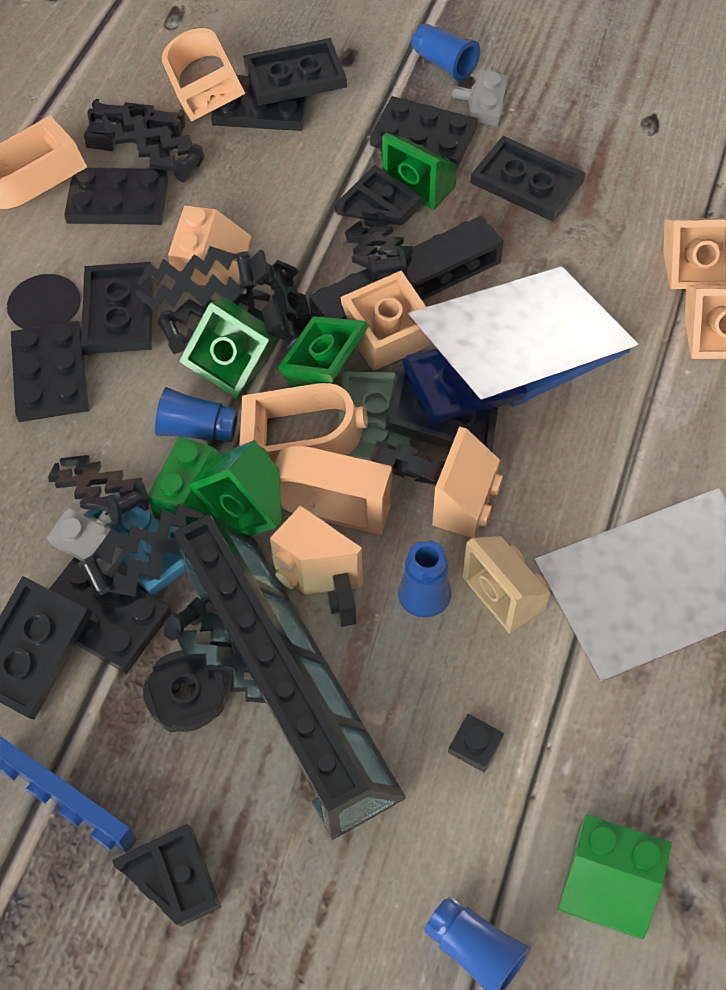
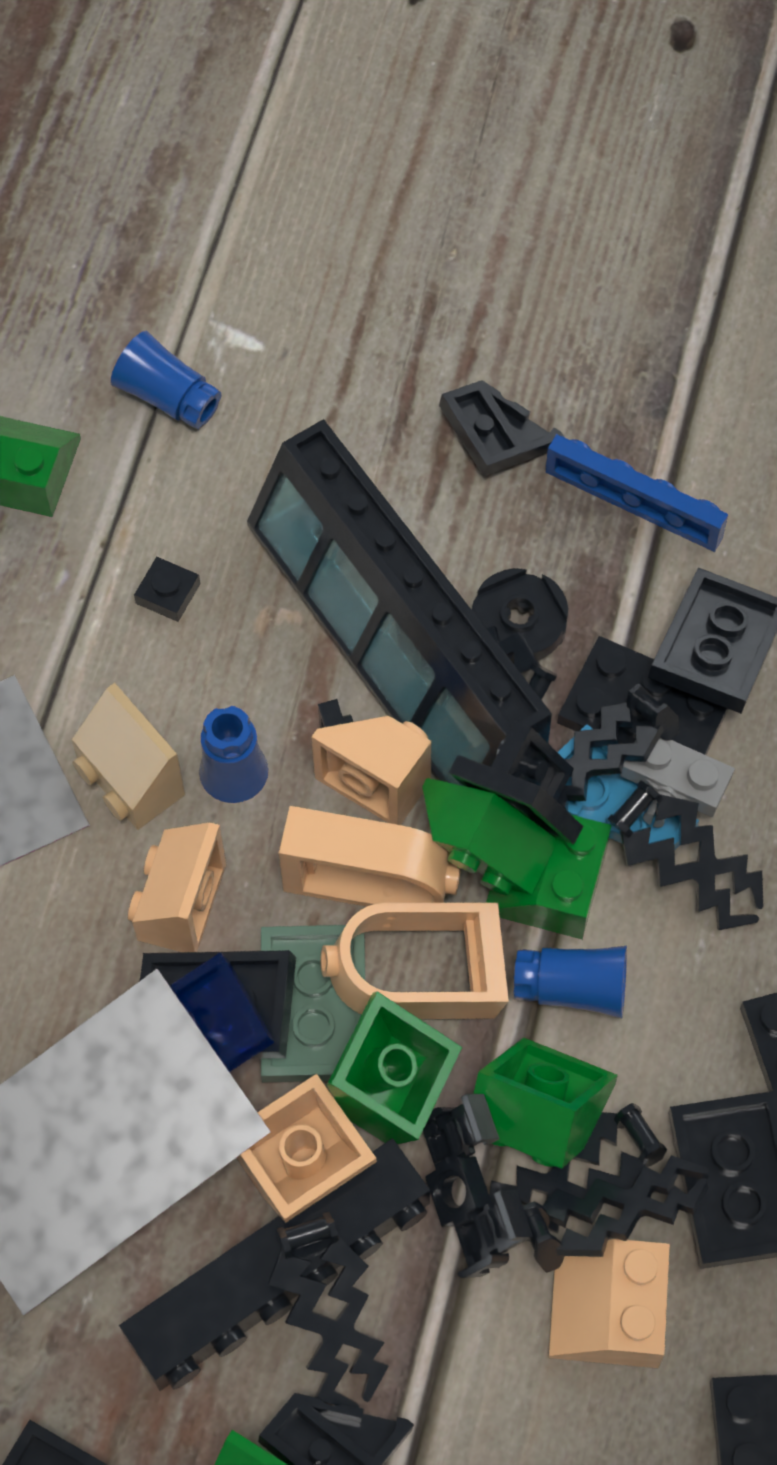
camera: 175 degrees right, 5 degrees up
(209, 489) = (527, 777): none -> black bracket
(406, 462) = (257, 907): black plate -> none

